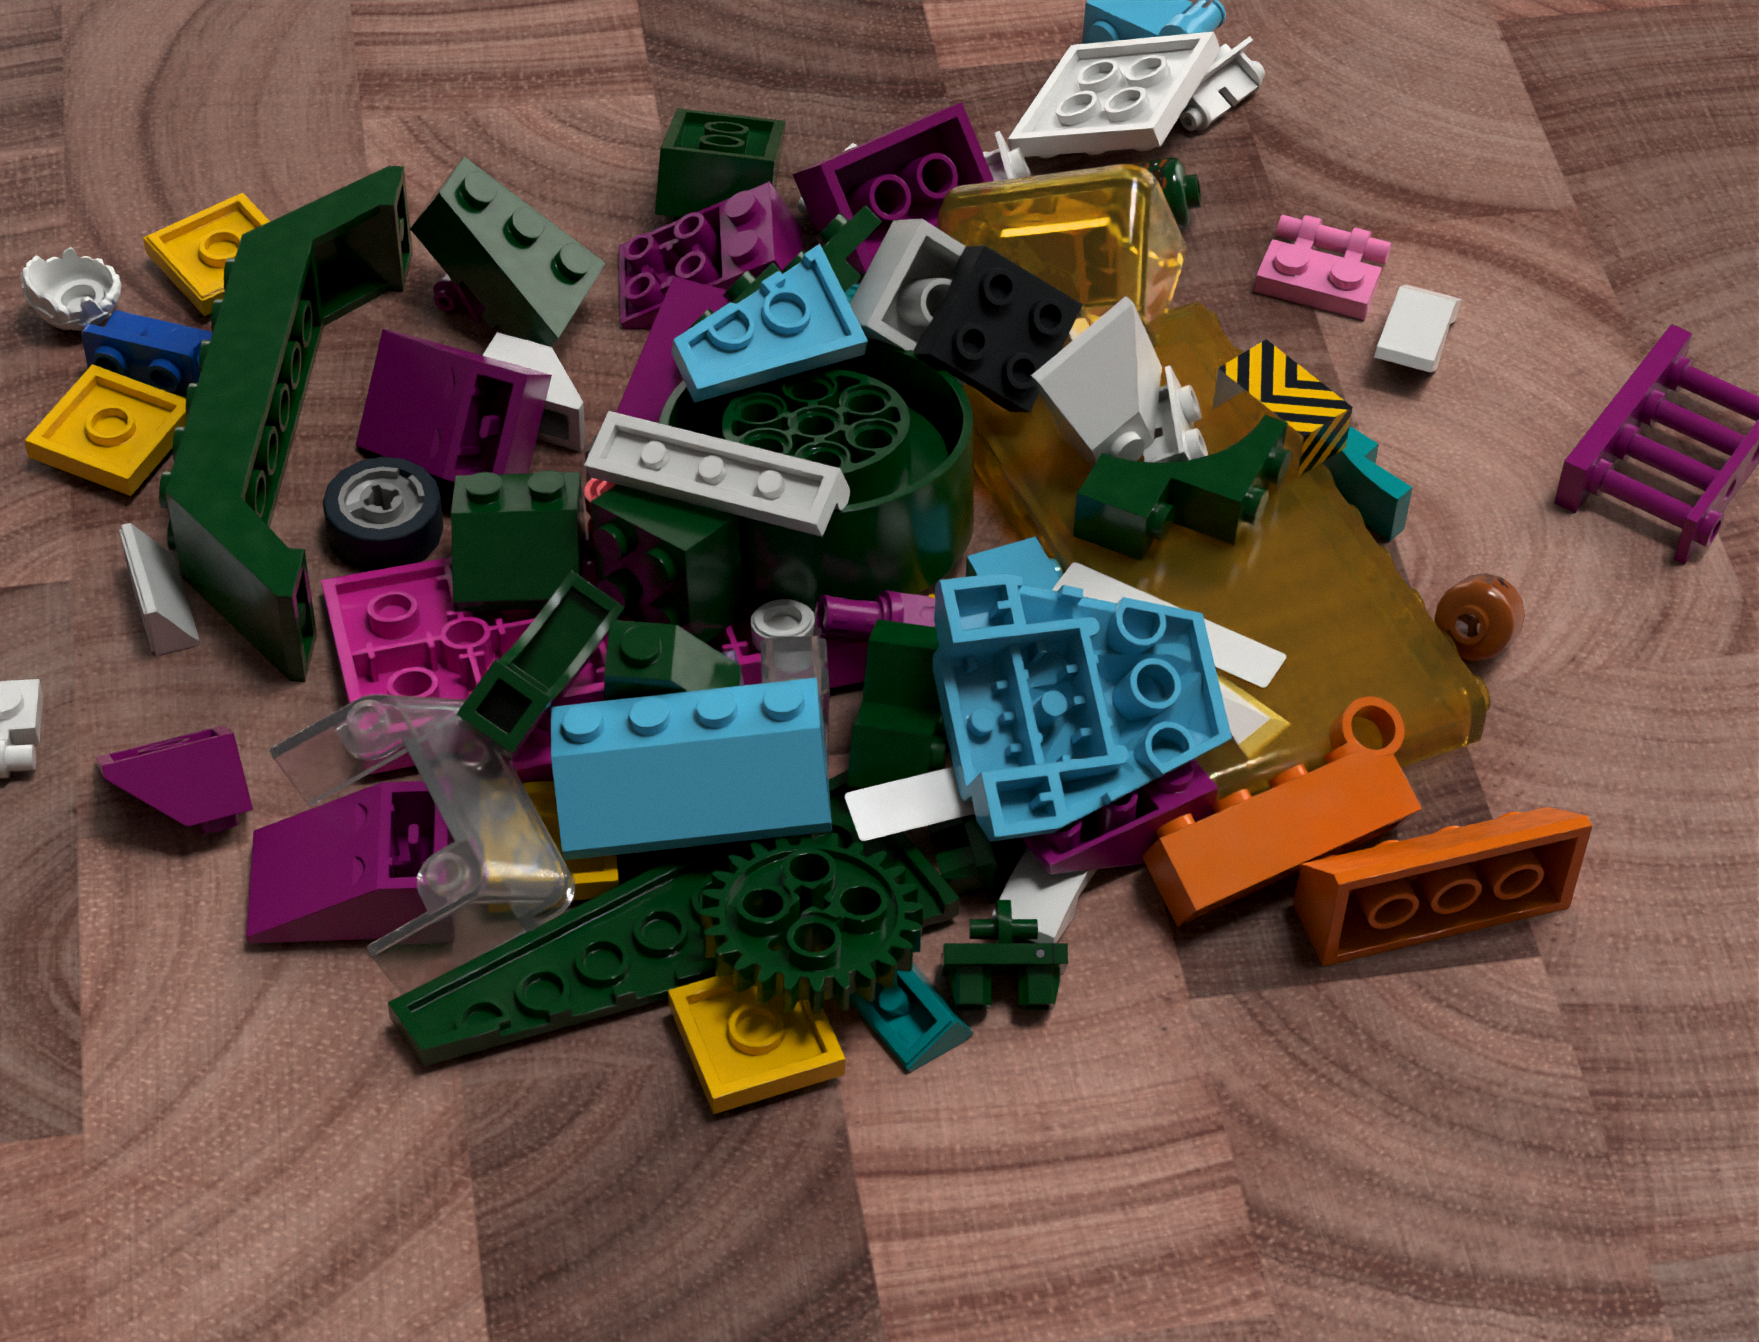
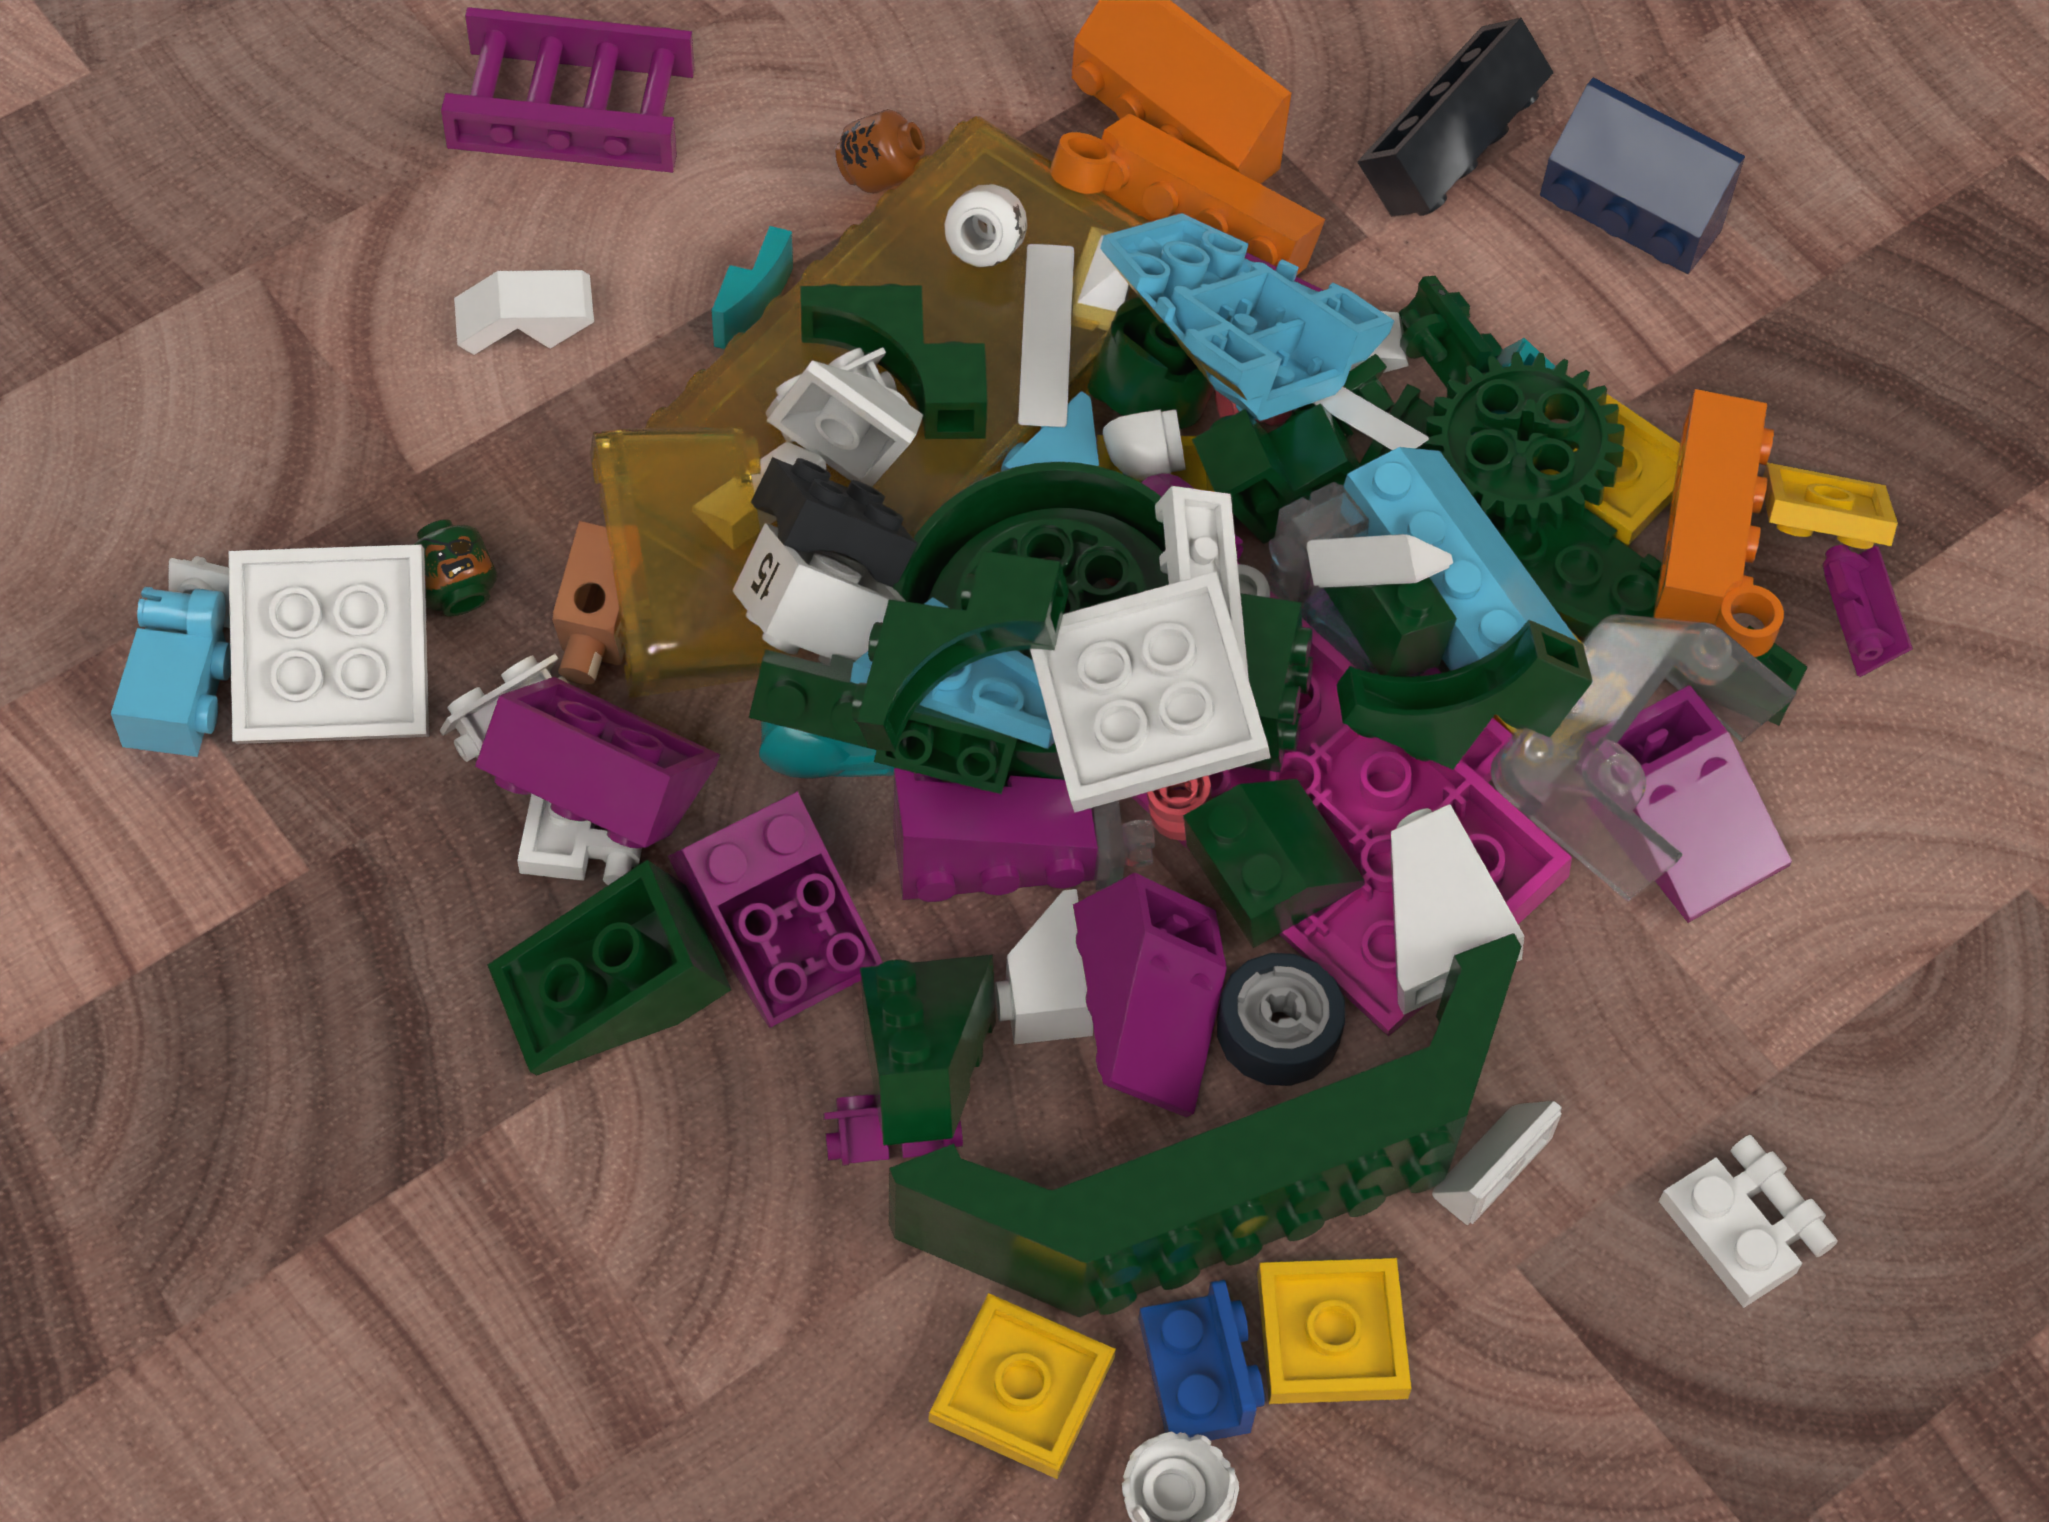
camera: 120 degrees left, 10 degrees up
(185, 777) = (1686, 1004): magenta slope -> none
(377, 618) = (1439, 903): none -> white slope
(479, 1151) = (1865, 607): none -> magenta hinge
(581, 1165) = (1829, 504): none -> yellow plate
(620, 1028) = (1711, 521): none -> orange hinge
(648, 376) = (1149, 693): none -> white plate
(703, 649) = (1374, 560): none -> white slope
(783, 285) = (1004, 608): none -> dark green arch
(1099, 1233) = (1642, 176): none -> slope
(1283, 1109) = (1456, 118): none -> black brick
(1290, 395) = (747, 320): sticker -> none
(1301, 594) = (972, 239): none -> white head
(1319, 278) = (481, 420): bright pink plate -> none

